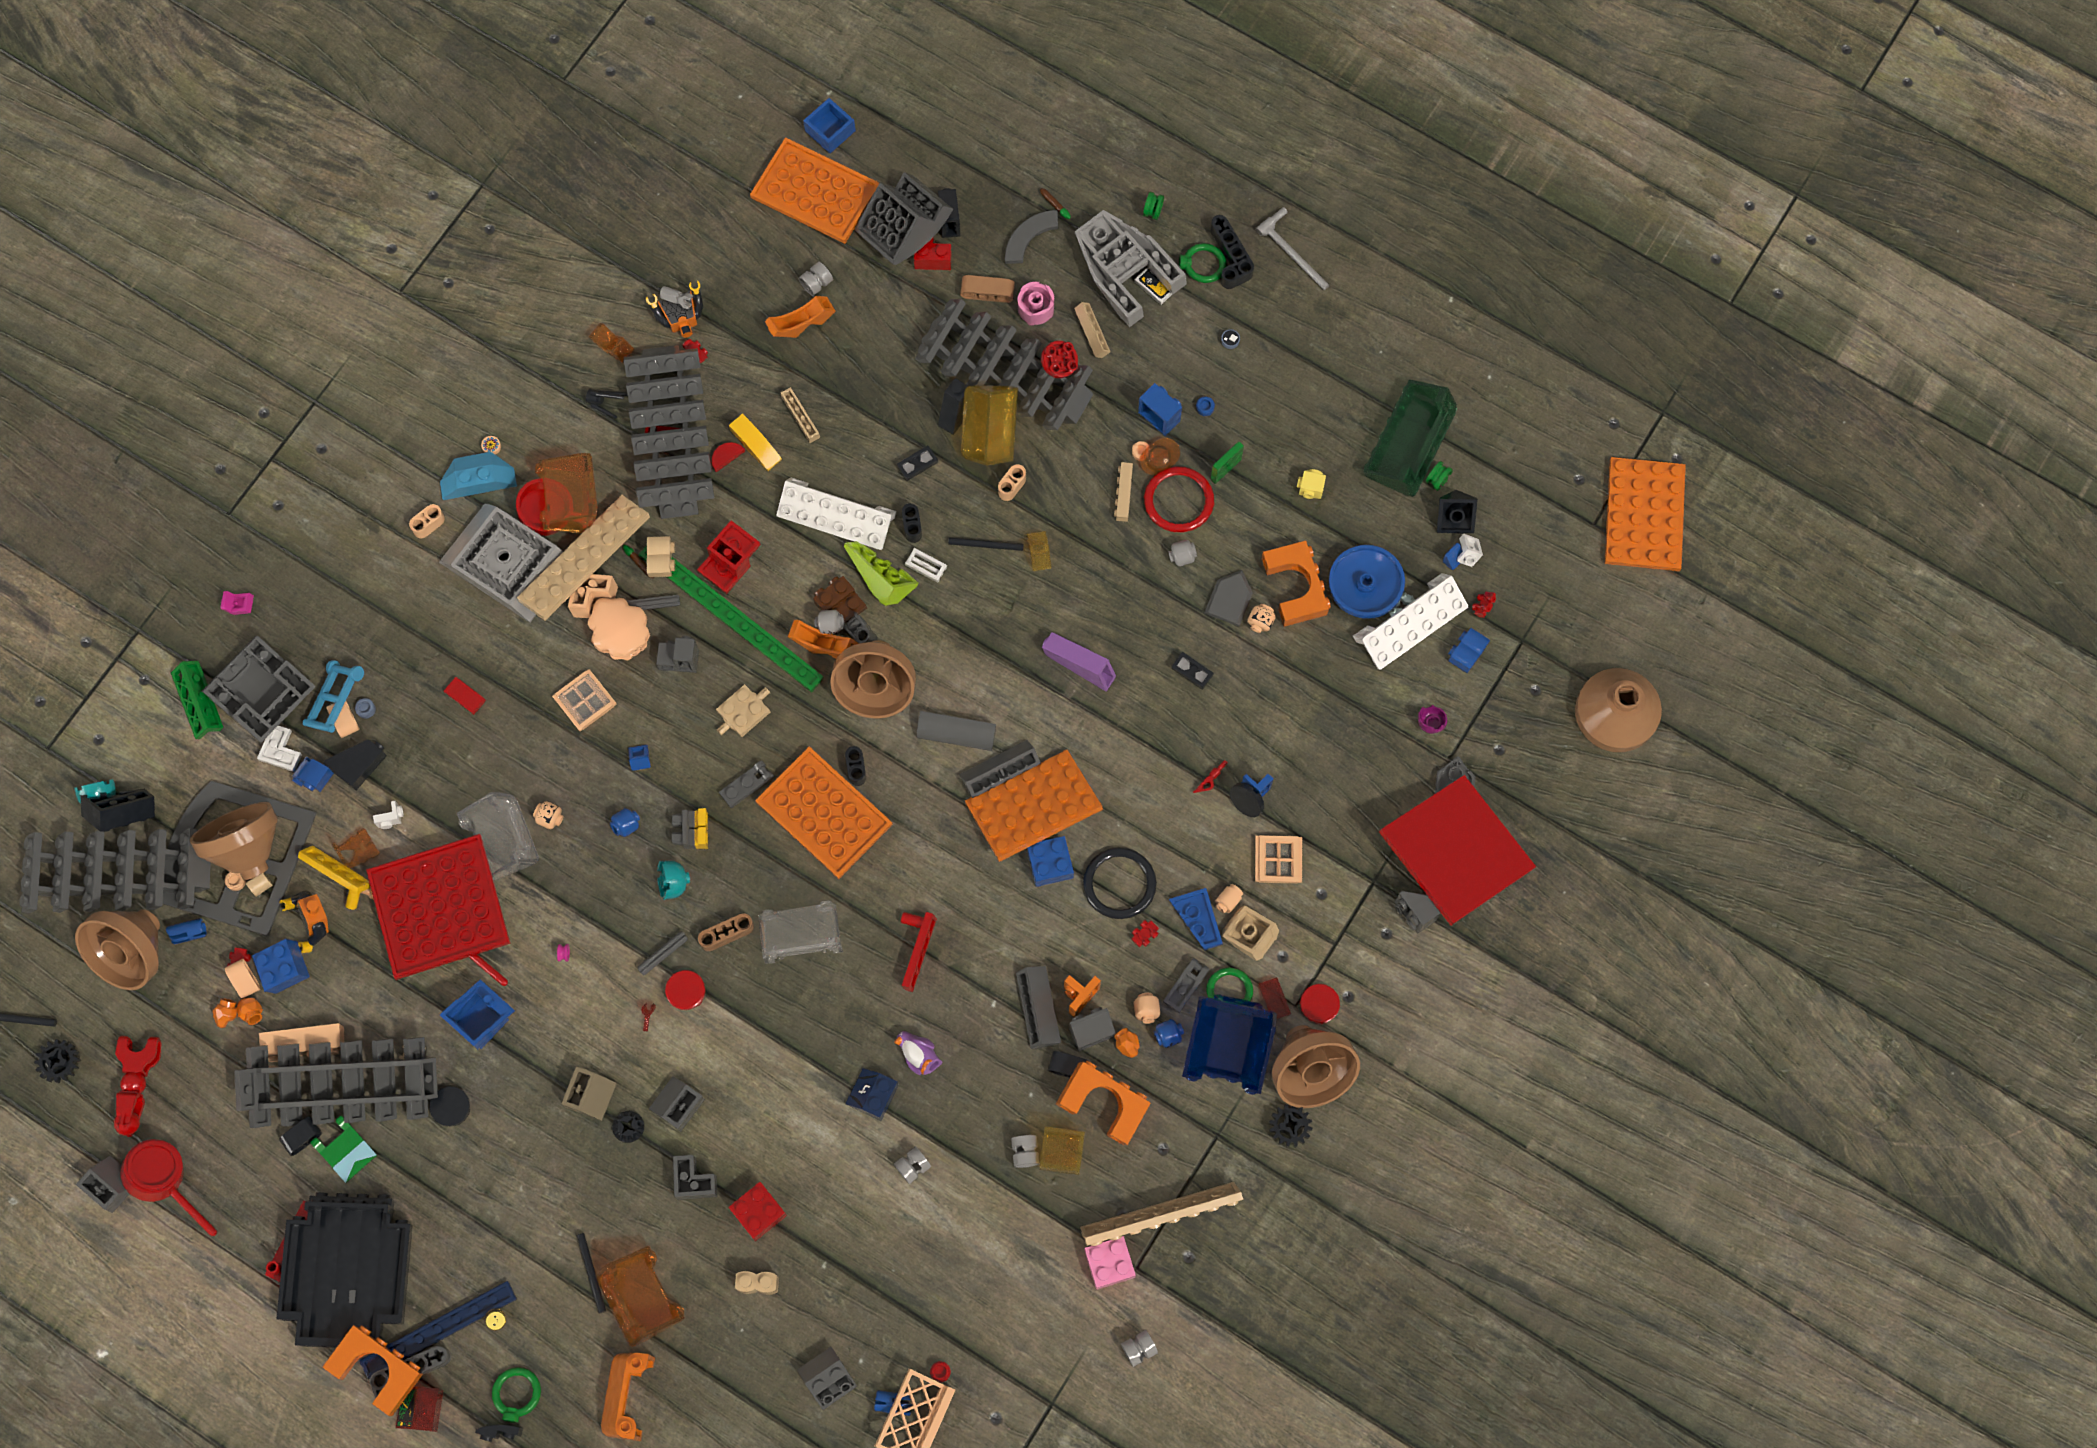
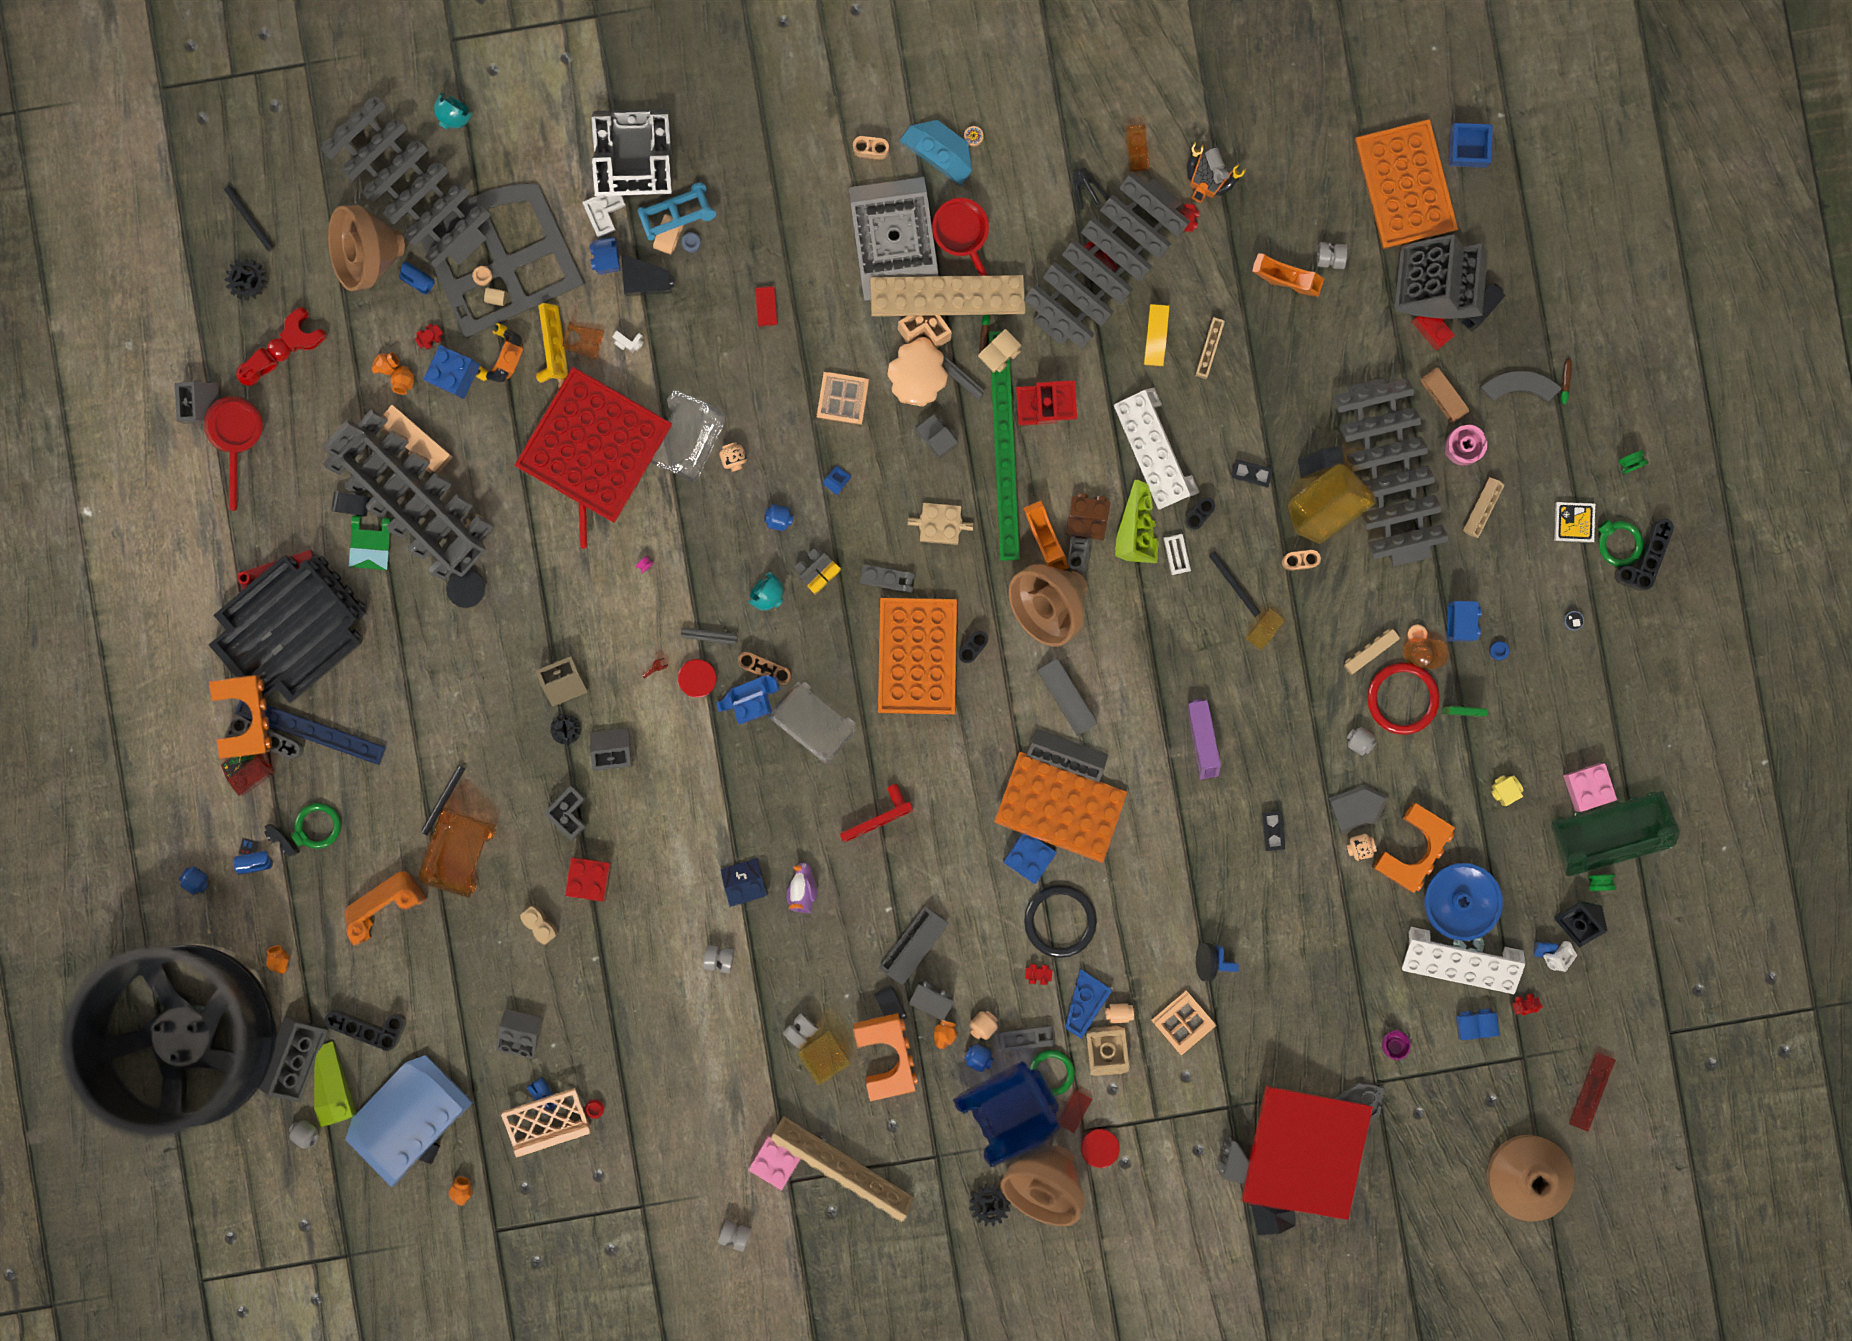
camera: 45 degrees right, 15 degrees up
(118, 810) = (452, 142): black wedge -> none
(205, 709) = (596, 99): green fence -> none
(237, 603) = (681, 69): dark pink bracket -> none
(239, 840) = (510, 251): medium nougat cone -> none
(242, 978) = (418, 353): light nougat beam -> none
(478, 1014) = (542, 550): blue piece -> none
(495, 1319) = (351, 764): light yellow tile -> none
(568, 492) = (986, 235): clear orange windscreen -> none
(725, 454) = (1127, 320): red tile -> none
(738, 961) = (750, 699): none -> blue plate
(829, 622) = (1064, 527): light grey head -> none
(1059, 359) = (1432, 510): red tile -> none
(1081, 994) = (950, 973): orange bracket -> none
(1118, 252) = (1564, 472): light grey wedge -> none
(1209, 779) = (1201, 917): red hand -> none
(1267, 228) = (1695, 565): light grey bar -> none
(1361, 426) = (1589, 787): none -> bright pink piece
(1484, 921) = (1272, 1220): none -> black slope
(1590, 613) = (1592, 1091): none -> clear red tile
(1645, 514) = (1714, 1065): orange plate -> none

